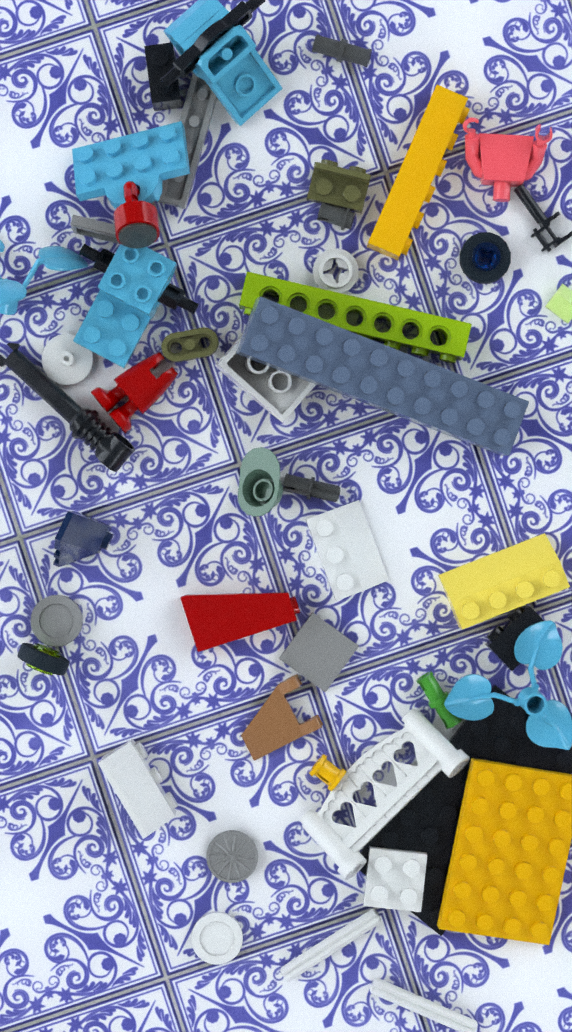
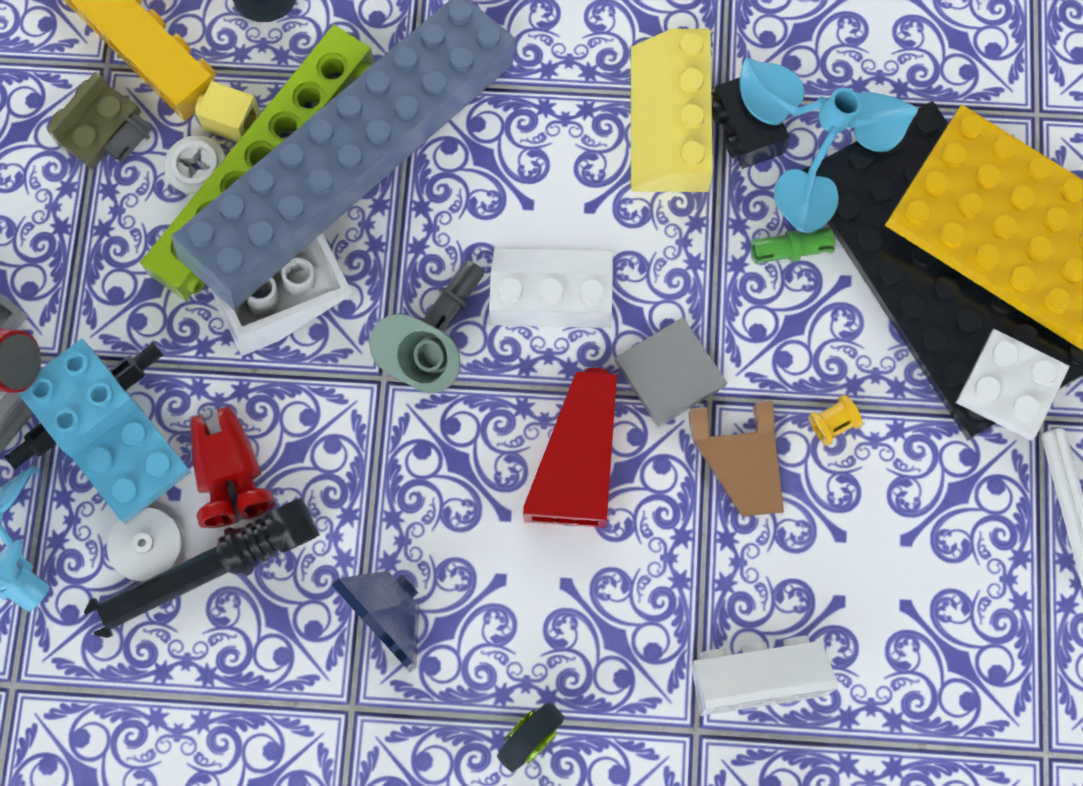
camera: 65 degrees left, 15 degrees down
(56, 620) = (486, 701): light grey piece -> none
(190, 344) = (195, 377): olive plate -> none
(217, 938) = (1012, 657): white piece -> none
(232, 856) = (905, 593): light grey wheel -> none
(380, 276) = (226, 111): none -> light yellow brick
(432, 755) = (939, 429): white piece -> none

